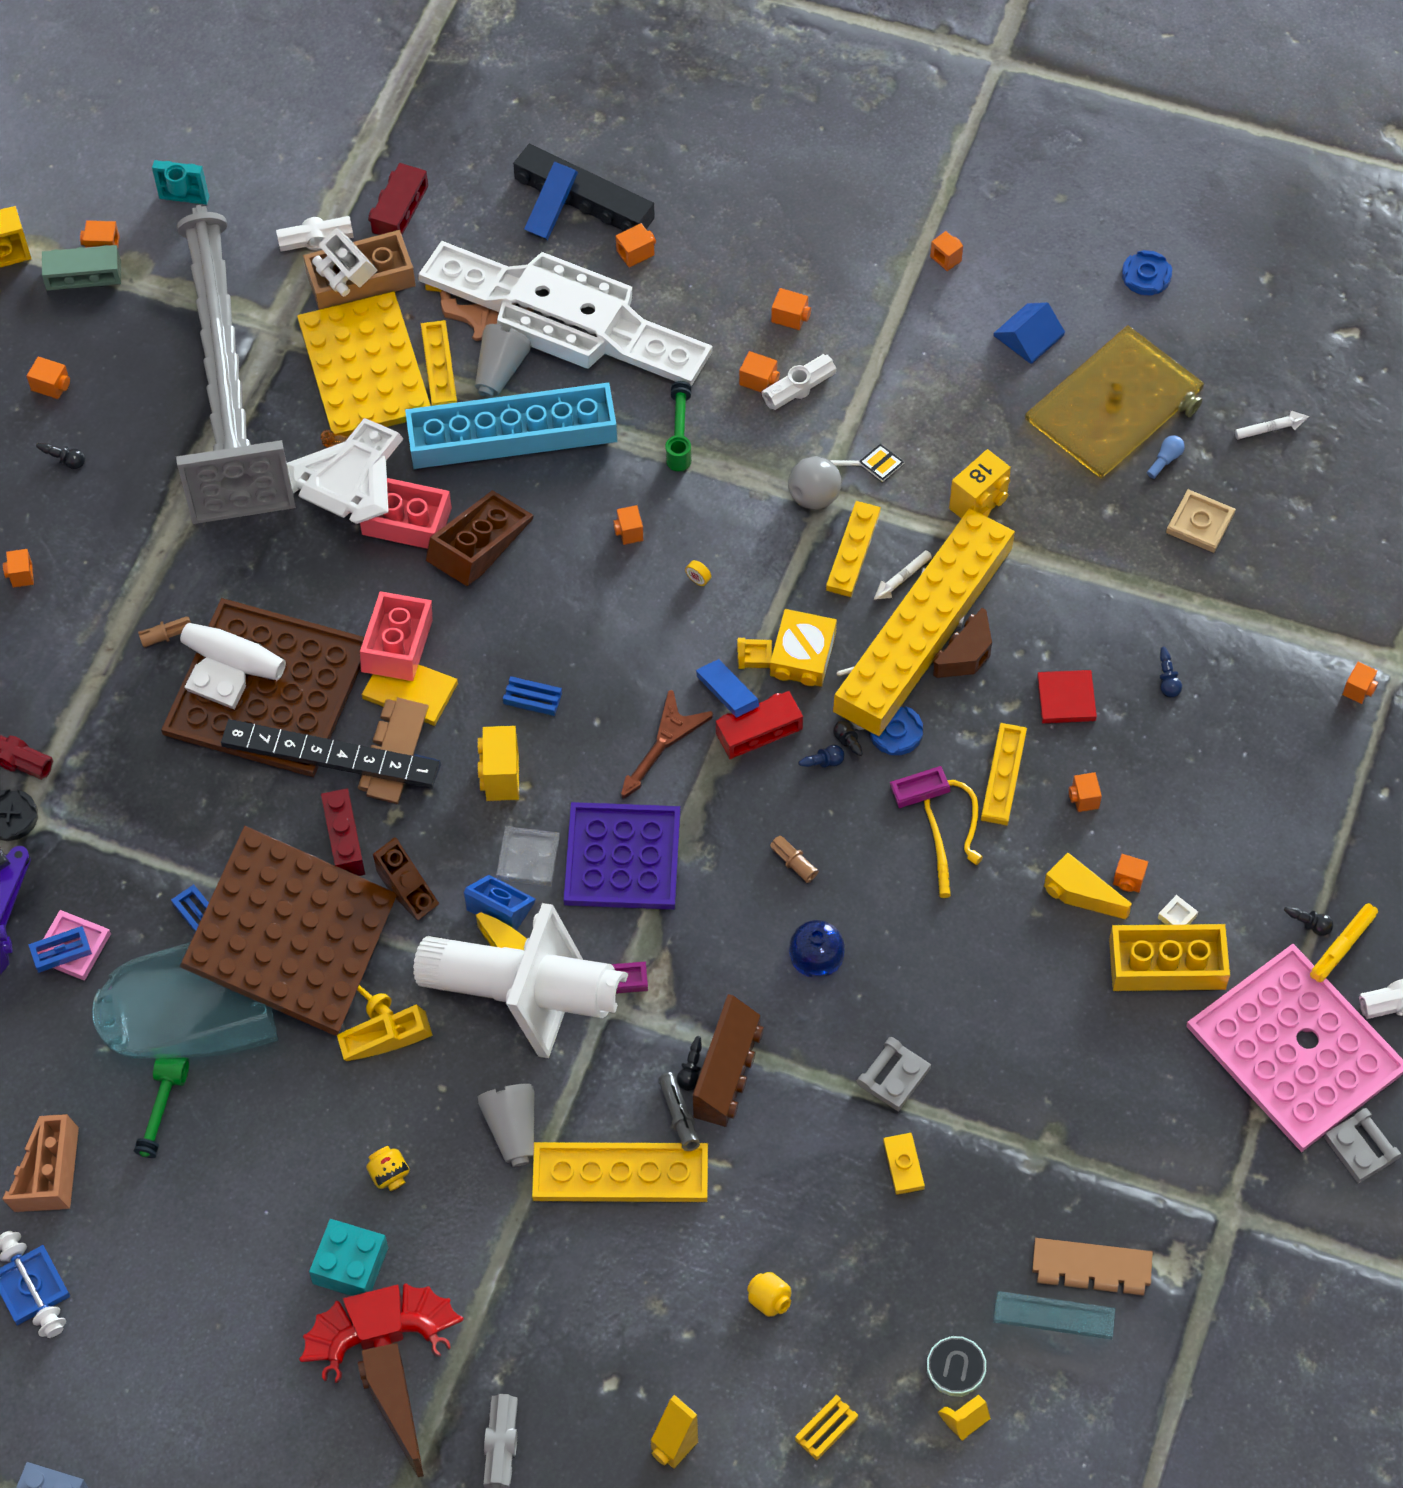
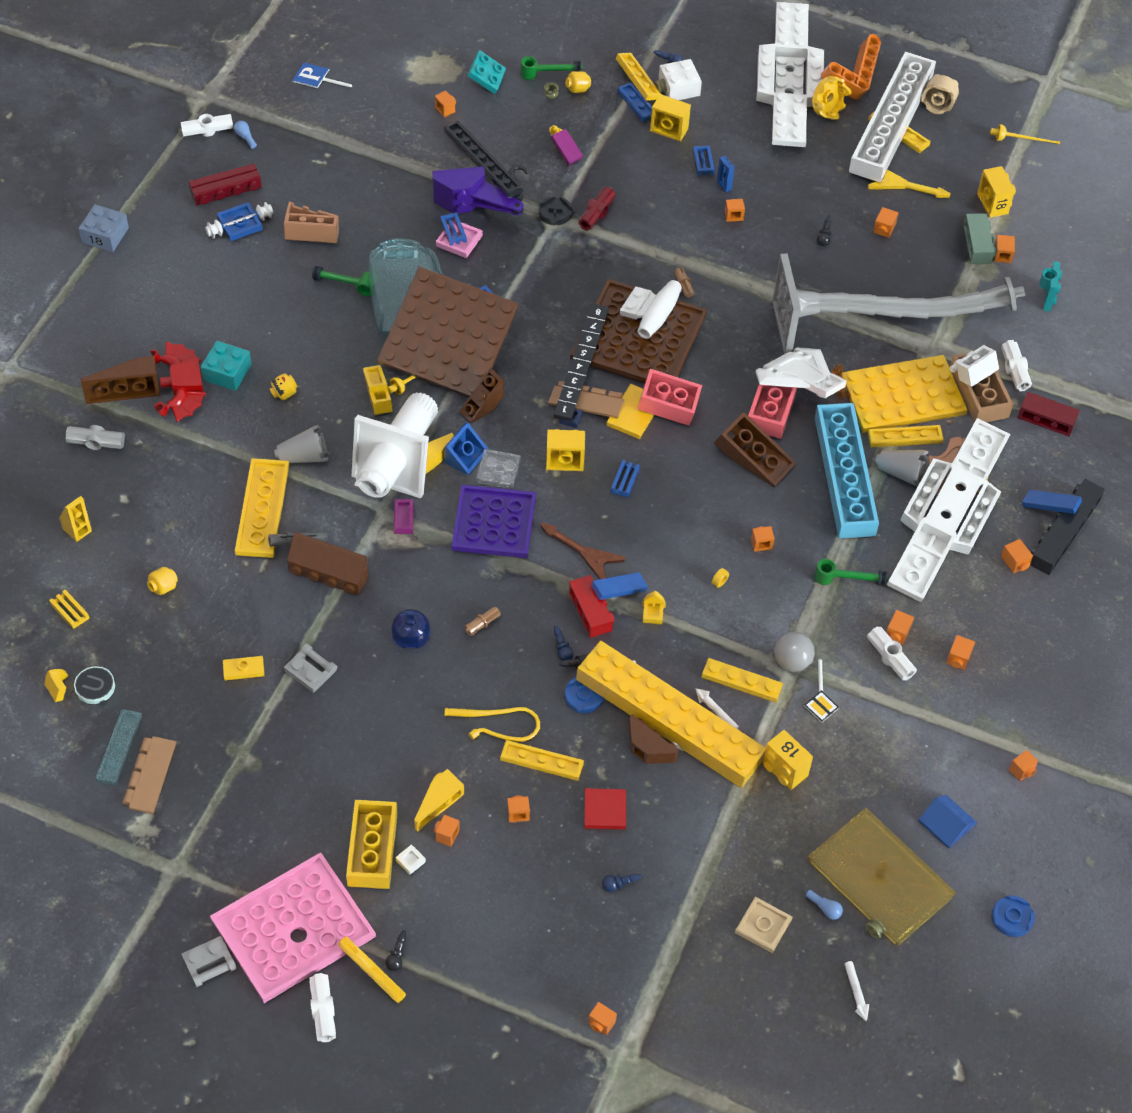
camera: 90 degrees right, 5 degrees down
(343, 831) = (524, 368): dark red brick -> none
(803, 648) = (652, 637): yellow brick -> none
(920, 787) = (533, 703): magenta tile -> none

